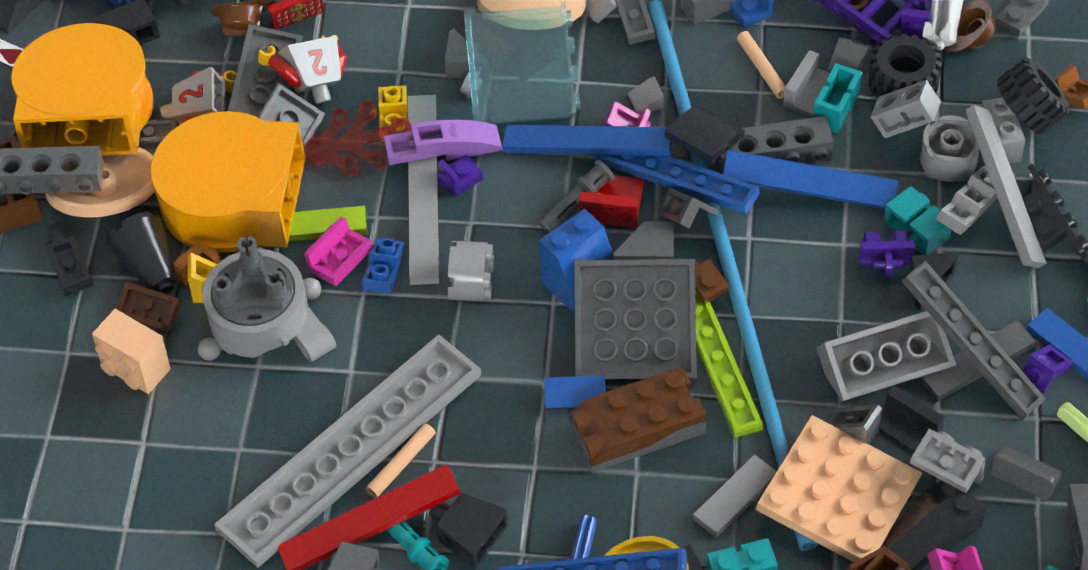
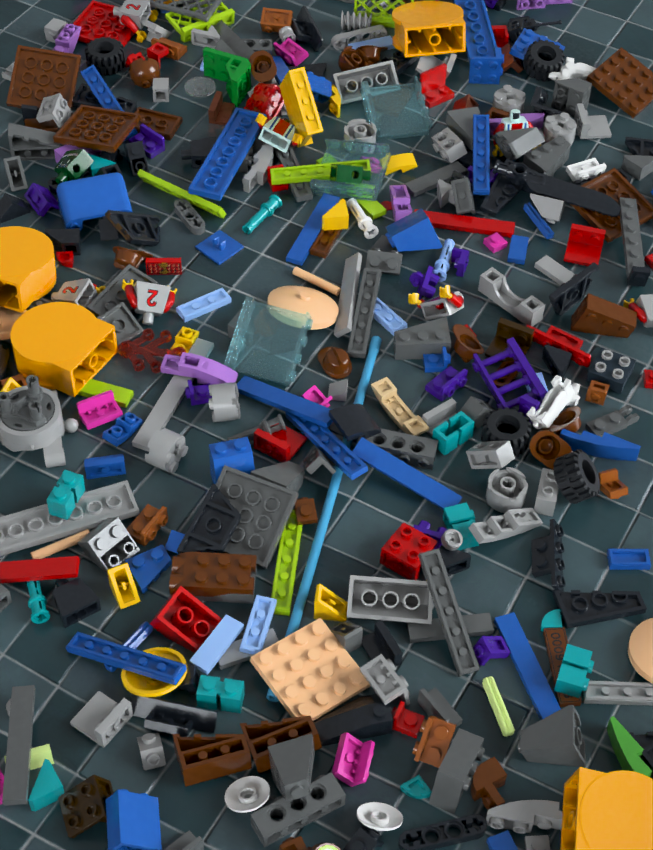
camera: 20 degrees right, 5 degrees down
(149, 50) = (65, 258): none -> red tile
(373, 387) = (61, 499): none -> teal piece
(384, 45) = (203, 304): none -> light blue tile
(392, 327) = (104, 466): none -> blue panel
(469, 433) = (109, 544): none -> dark grey slope
(499, 385) = (147, 524): none -> dark orange bracket
(508, 173) = (224, 402): none -> light grey brick
(524, 481) = (123, 585): none -> yellow slope
(537, 441) = (148, 566): none -> blue wing
(599, 349) = (211, 525): none -> black wing
(616, 58) = (335, 362): none -> reddish brown piece
(641, 492) = (185, 620): none -> red slope
(697, 505) = (216, 644): none -> light blue tile
(735, 458) = (258, 625): none -> light blue tile
(741, 95) = (397, 409): none -> tan slope
(762, 64) = (421, 394): light nougat piece -> none
(784, 31) = (447, 383): none -> dark purple bracket
(809, 395) = (329, 605): none -> yellow slope
(871, 282) = (402, 551): none -> red bracket
(923, 243) = (452, 539): none -> light grey tile
(974, 72) = (547, 447): none -> reddish brown piece
(999, 502) = (406, 720): none -> red bracket
(1005, 187) = (526, 526): light grey tile -> none
(1039, 41) = (604, 447): none -> blue slope
(1048, 514) = (434, 741): none -> dark orange bracket

